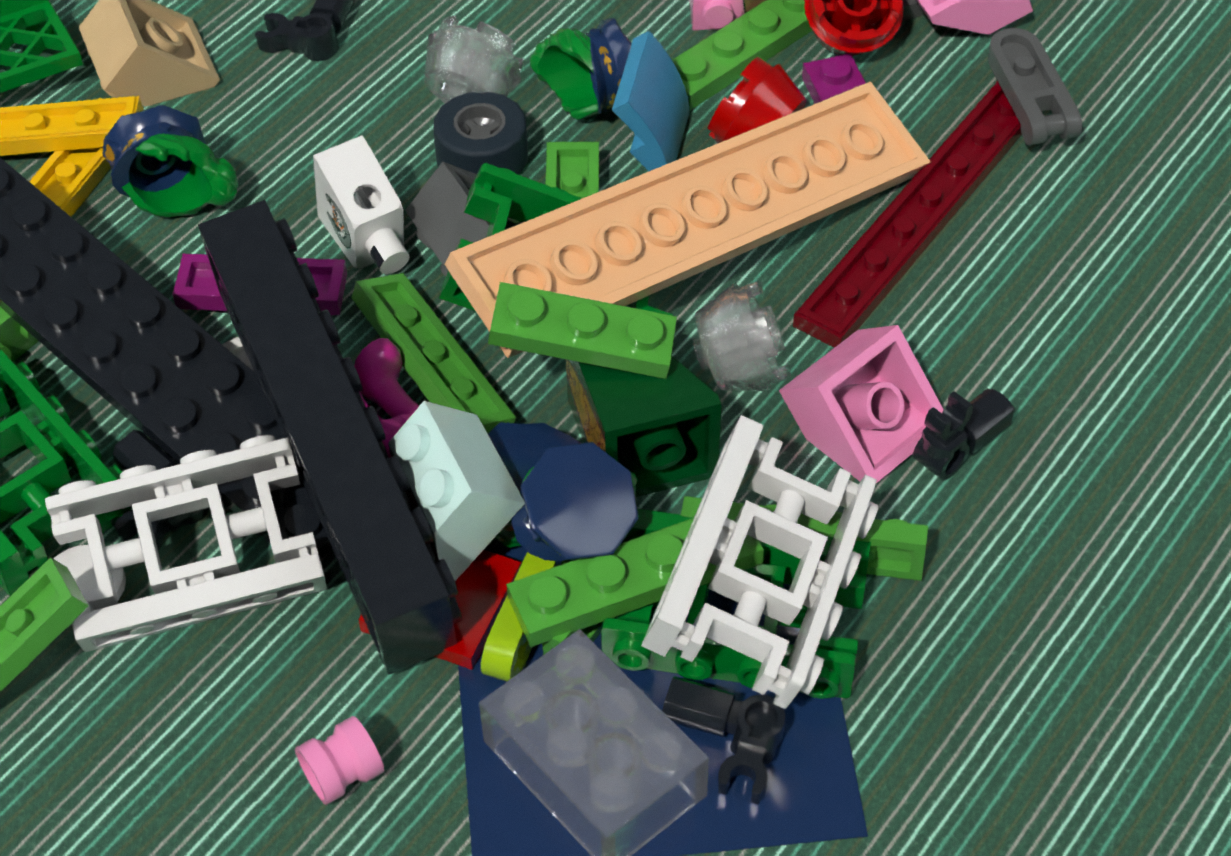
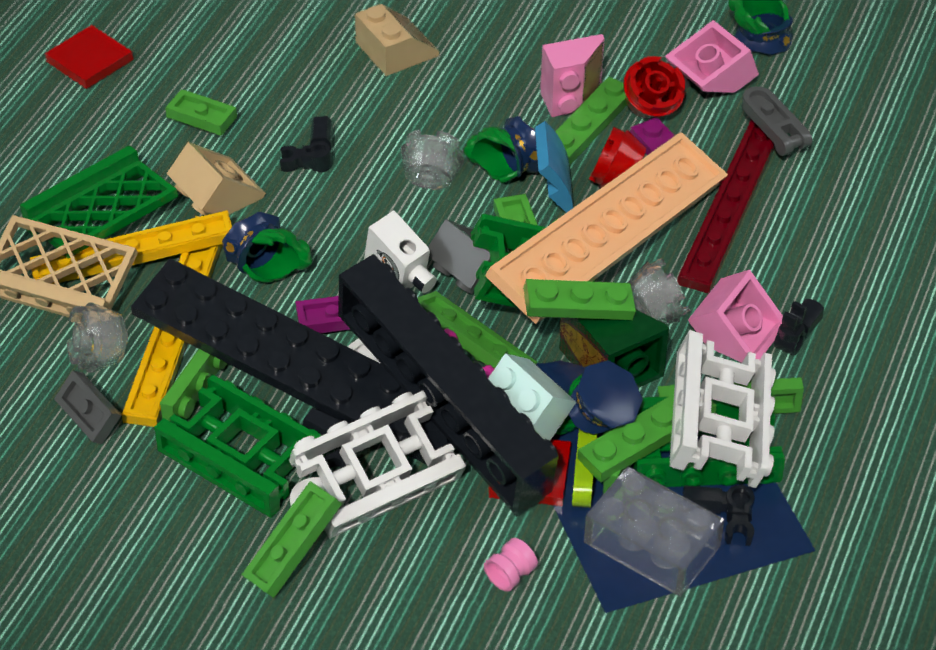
camera: 15 degrees left, 5 degrees down
(480, 131) = (451, 198): black wheel -> none

